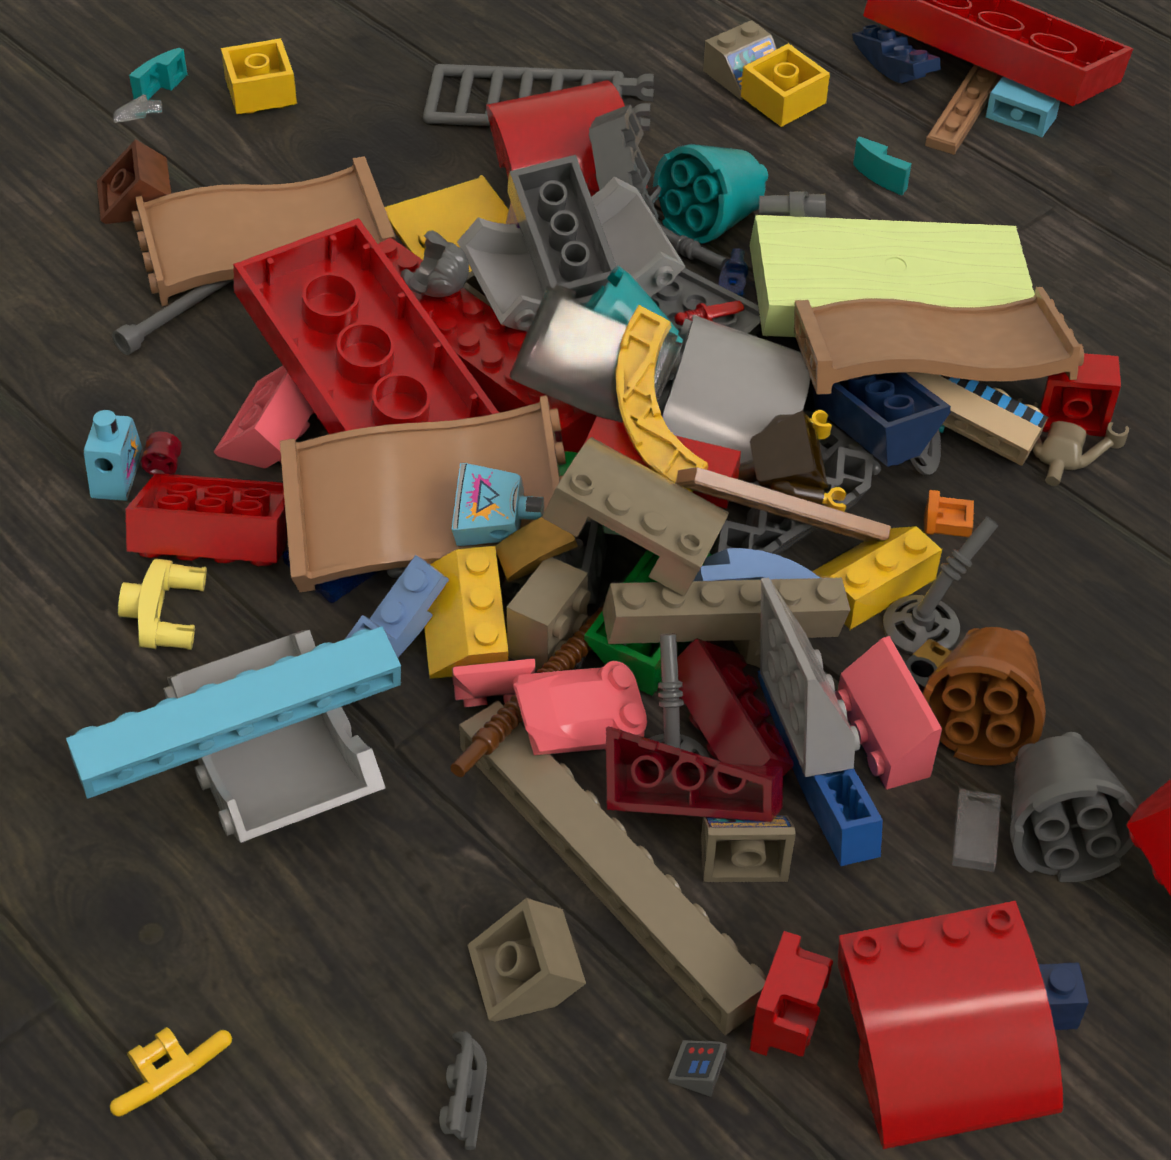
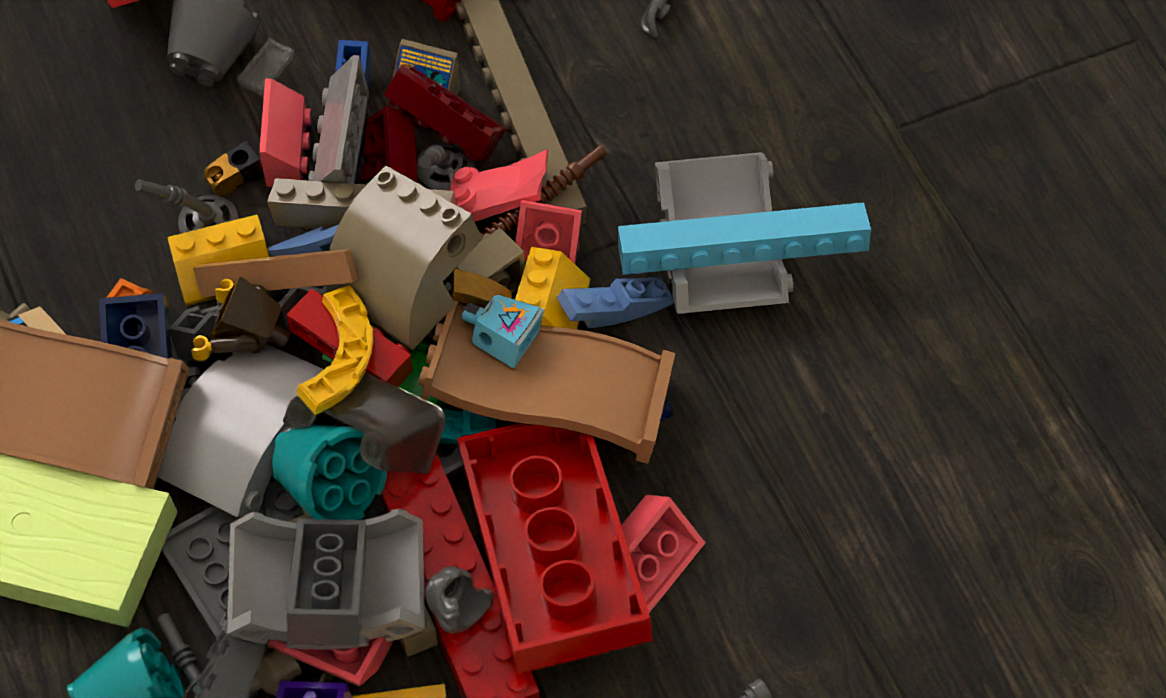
camera: 160 degrees left, 10 degrees up
(116, 443) = (798, 534): medium azure torso -> none
(146, 601) = (790, 393): light yellow connector -> none
(161, 453) = (752, 538): dark red wheel -> none
(171, 1073) = (830, 64): yellow piece -> none
(208, 519) = (719, 463): red slope -> none
(526, 961) = (597, 56): dark tan slope -> none
(710, 312) = (205, 545): red piece -> none
(734, 271) = (163, 600): clear blue piece -> none
(795, 204) = (58, 635): dark grey connector -> none
(988, 696) = (206, 120): dark orange cone -> none

